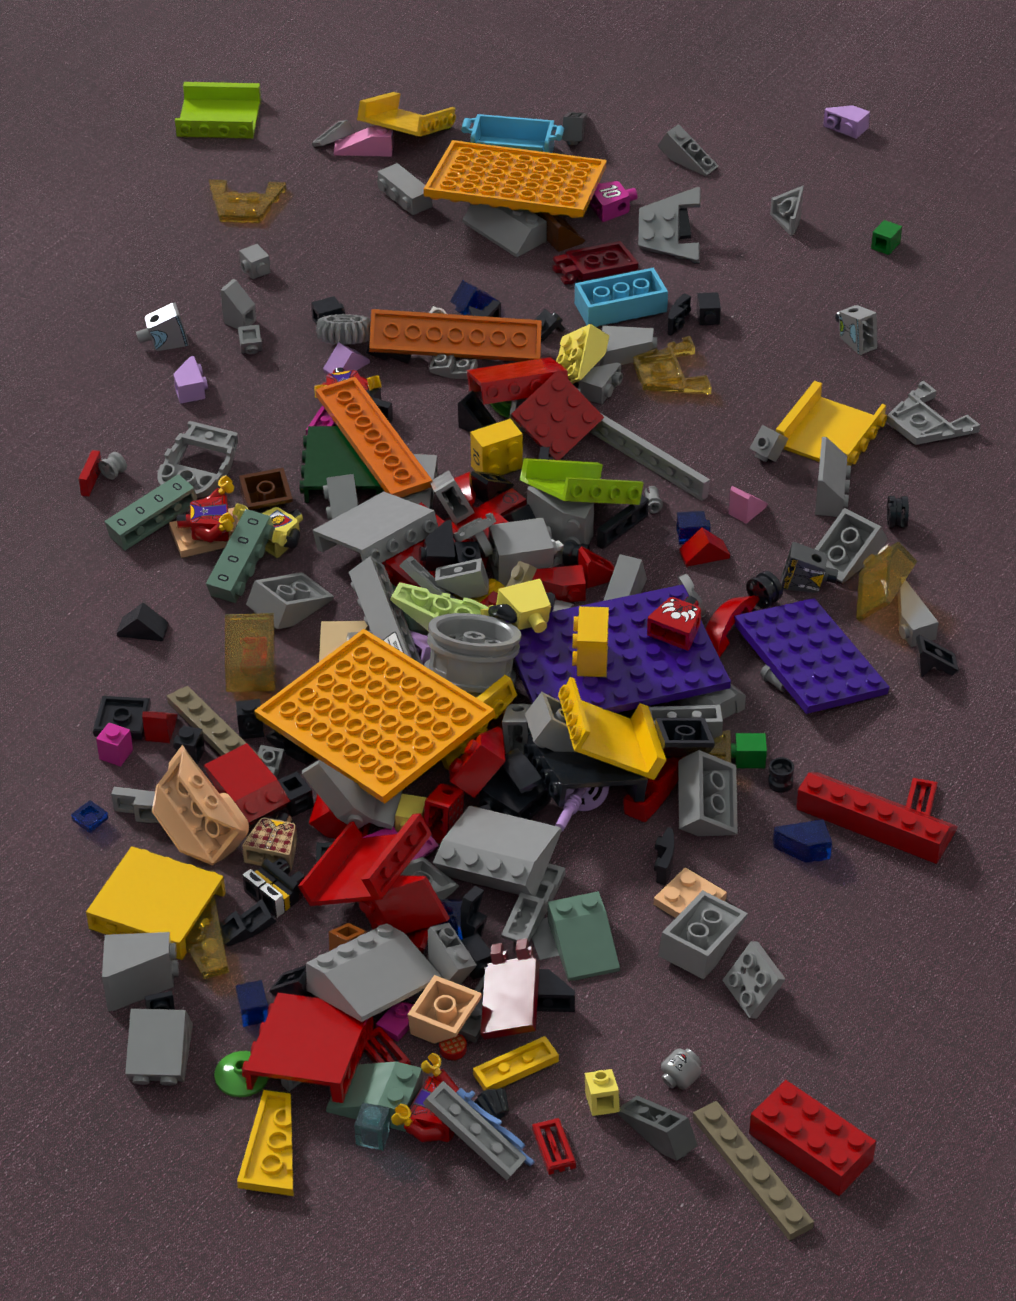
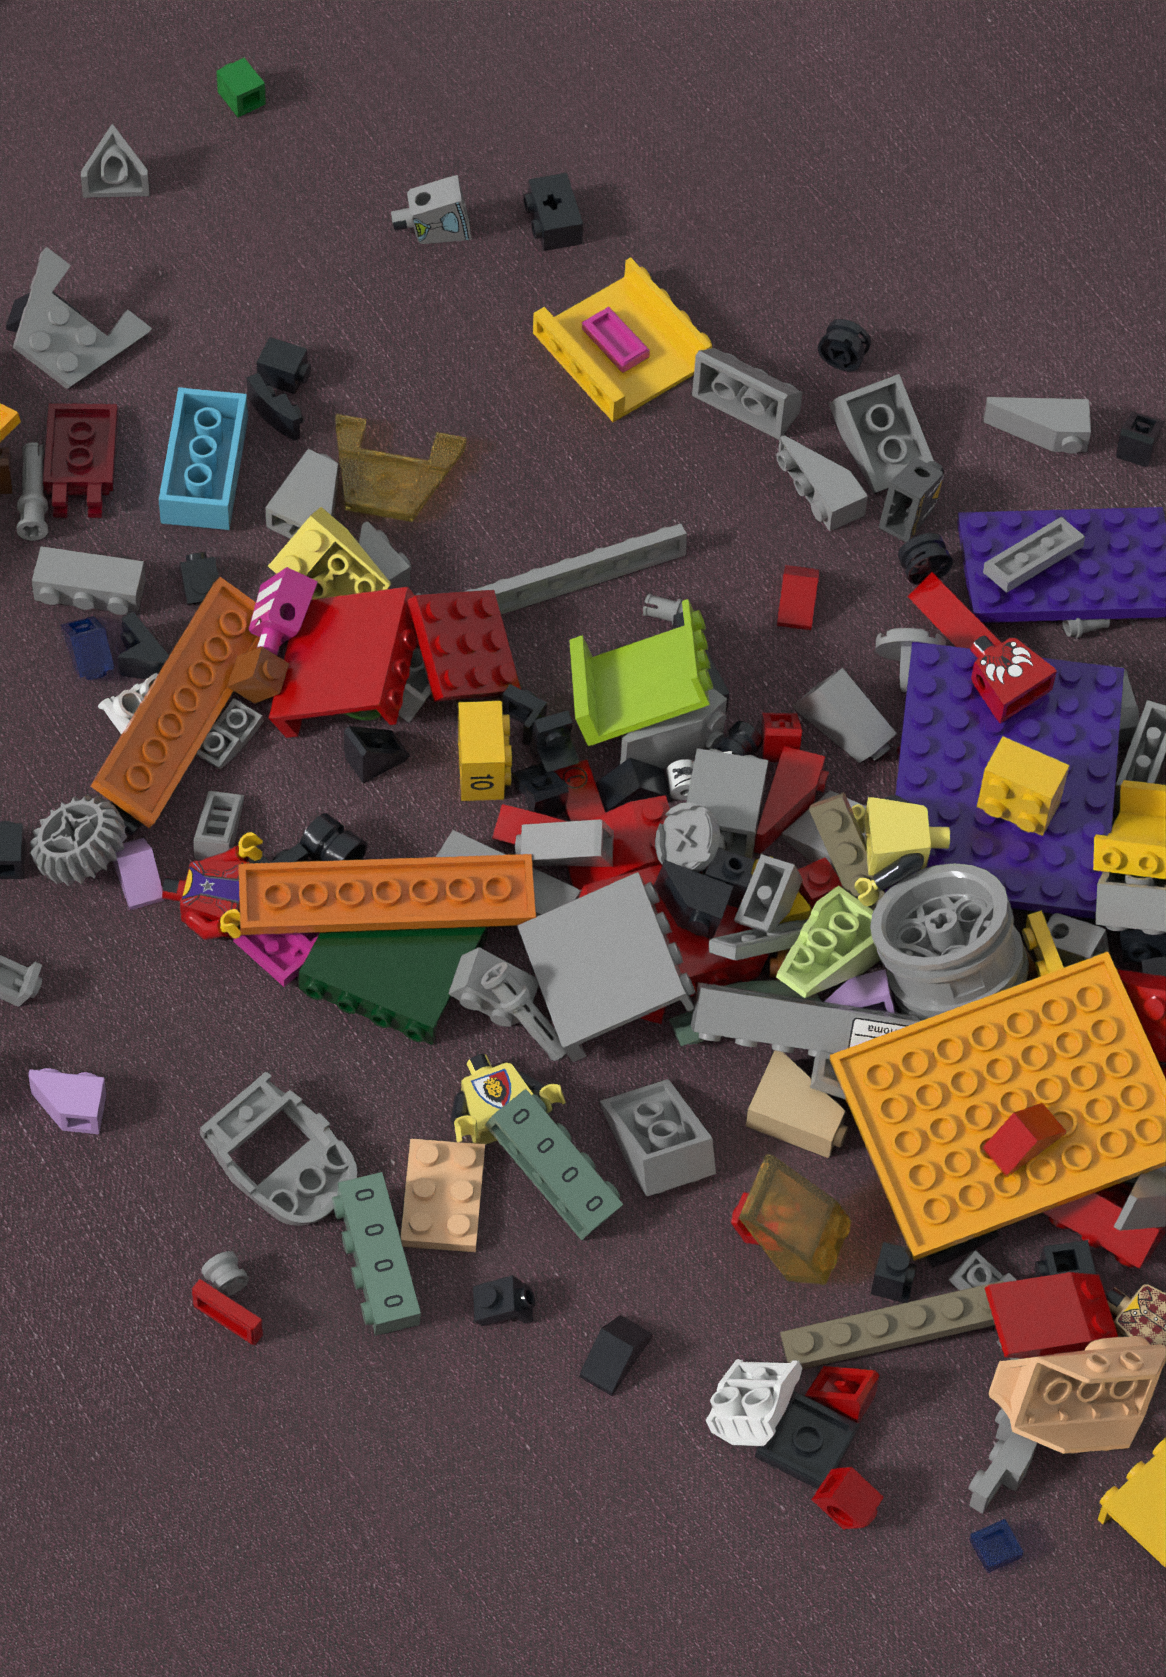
camera: 70 degrees left, 15 degrees up
(84, 739) = (848, 1498): none -> red brick
(114, 744) = (872, 1461): dark pink brick -> none
(132, 682) = (752, 1401): none -> white slope
(152, 573) = (503, 1300): none -> black bracket
(192, 740) = (915, 1370): black brick -> none
(210, 516) = (451, 1175): torso -> none
(265, 489) = (422, 1083): reddish brown slope -> none
(333, 499) = (515, 1000): none -> light grey pin
(350, 719) = (1023, 1138): none -> red slope
(396, 380) = (211, 844): none -> light grey slope
(404, 418) = (329, 842): none -> black wheel
(490, 354) = (258, 675): none -> dark orange brick
(513, 478) = (552, 742): none -> black slope
(515, 288) = (88, 581): none -> light grey brick
(534, 346) = (281, 608): none -> dark pink torso
(546, 256) = (32, 503): none -> light grey pin
(689, 523) = (751, 588): clear blue brick -> none
(744, 505) = (735, 506): bright pink slope -> none
(768, 444) = (633, 425): light grey brick -> none
(787, 531) = (828, 487): none -> light grey slope
(793, 624) = (1033, 554): none -> light grey plate
(829, 423) = (615, 339): none -> dark pink tile
(882, 578) = (987, 423): clear yellow slope -> none
(900, 373) = (554, 212): none -> black brick
(923, 424) = (659, 238): light grey wing -> none

